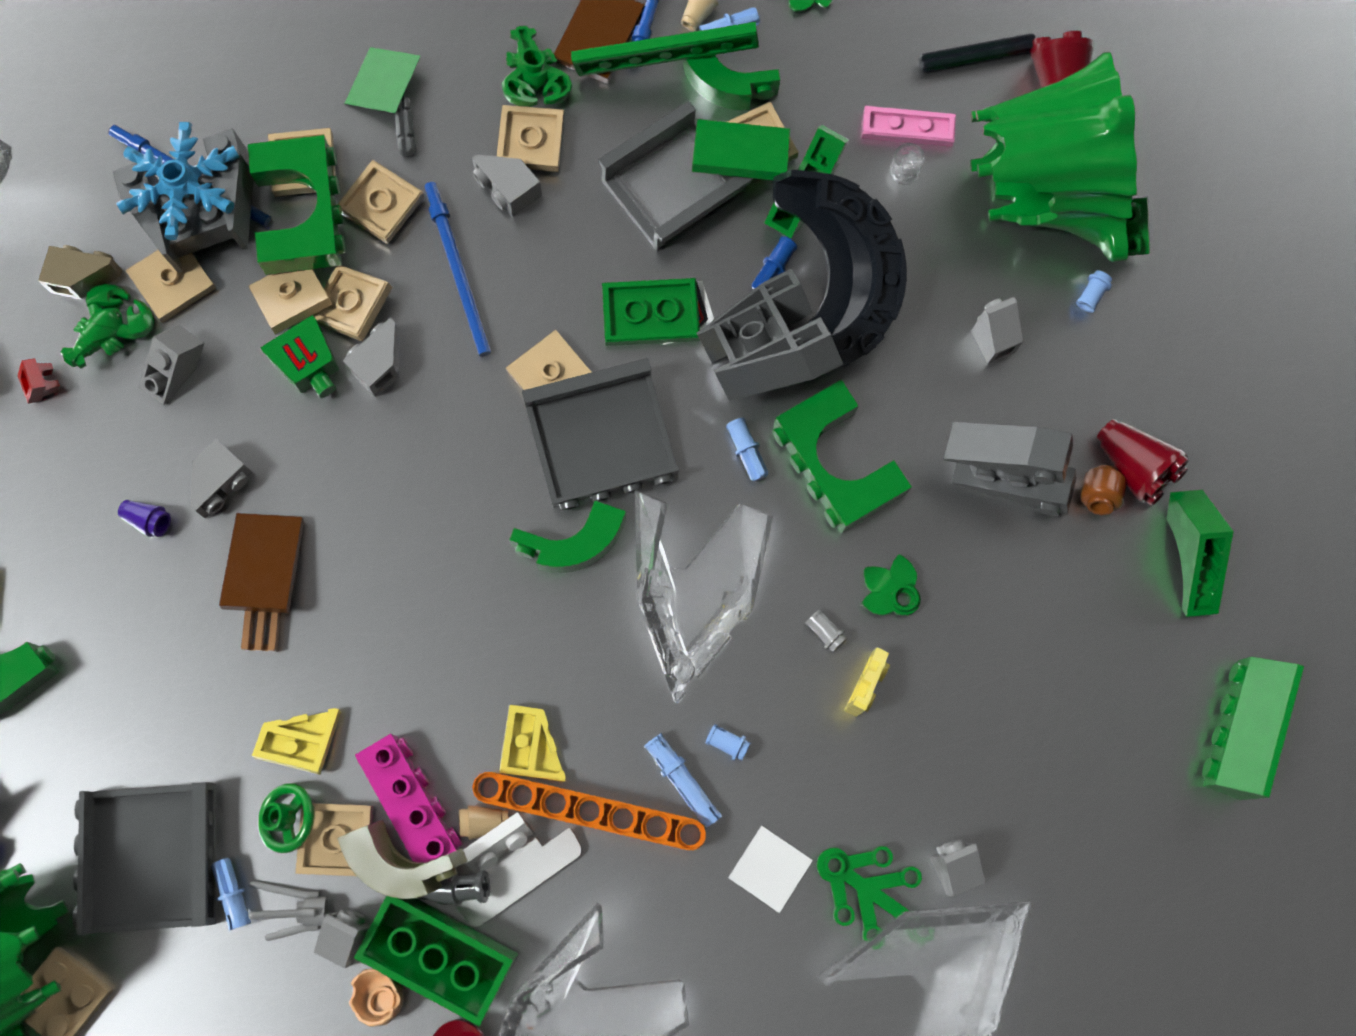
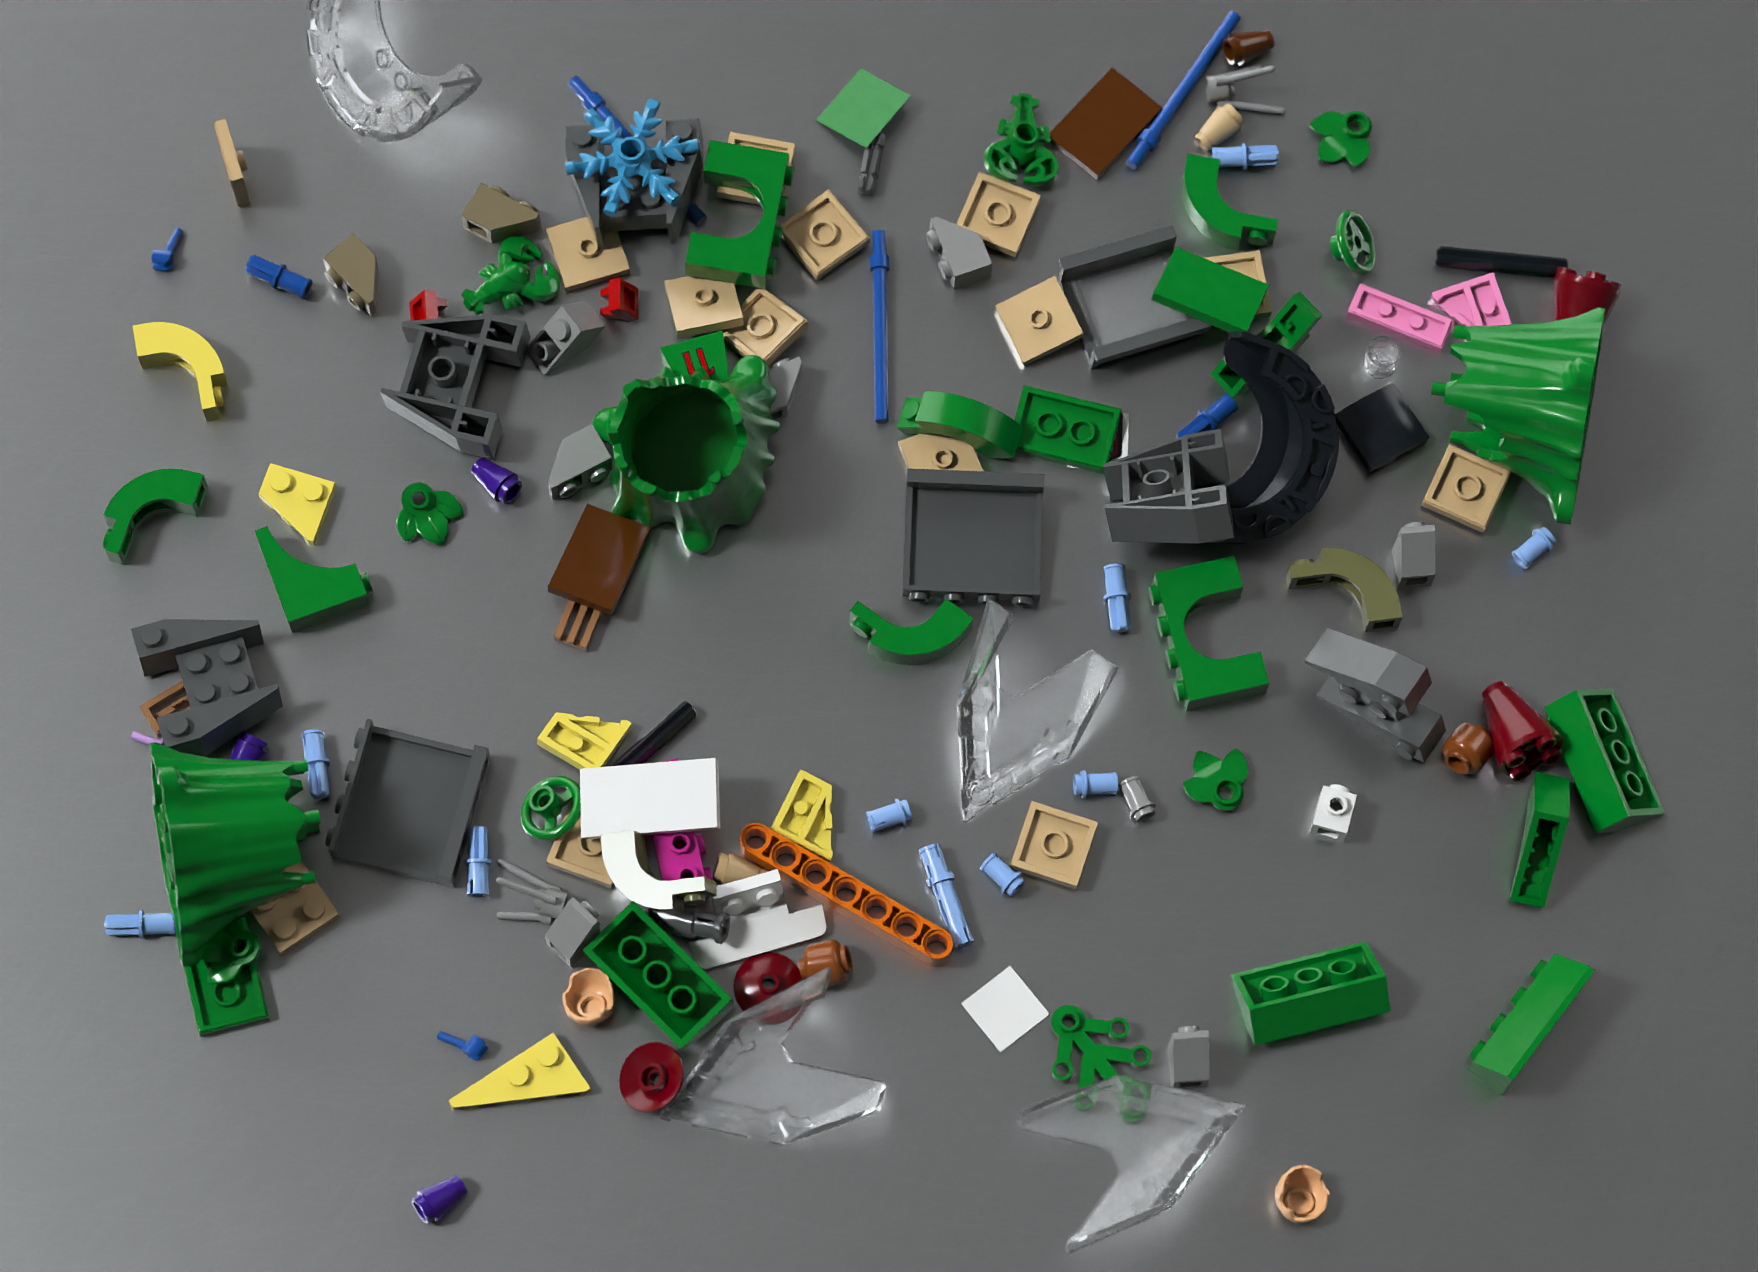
camera: 20 degrees right, 5 degrees down
(46, 847) = (317, 763): none -> light blue axle
(65, 431) = (446, 375): none -> dark grey wedge
(91, 572) = (429, 518): none -> green plate
(213, 314) = (622, 300): none -> red tile
(312, 432) = (691, 449): none -> green piece
(355, 734) = (658, 735): none -> black axle
(375, 784) = (650, 798): none -> white tile
(542, 902) = (750, 975): none -> dark red dish
(557, 329) = (964, 419): none -> green arch
(591, 884) = (824, 955): none -> dark orange head
(598, 220) = (1039, 320): none -> tan plate
(606, 720) = (889, 815): none -> light blue pin
(665, 49) = (1165, 166): green tile -> none
(766, 699) = (1053, 845): none -> tan plate
(784, 628) = (1096, 783): none -> light blue pin
(847, 71) = (1348, 244): none -> green piece
(874, 671) = (1171, 850): light yellow wing -> none
(928, 225) = (1381, 427): none -> black slope
(954, 363) = (1356, 575): none -> olive arch
(967, 93) = (1474, 302): none -> bright pink wing
(1006, 587) = (1333, 812): none -> white brick
(1018, 257) = (1466, 488): none -> tan plate
(1044, 763) = (1311, 993): none -> green slope
(1103, 964) = (1301, 1194): none -> light nougat hair
(1138, 227) = (1595, 493): green hips -> none
(1224, 464) = (1604, 760): none -> green slope

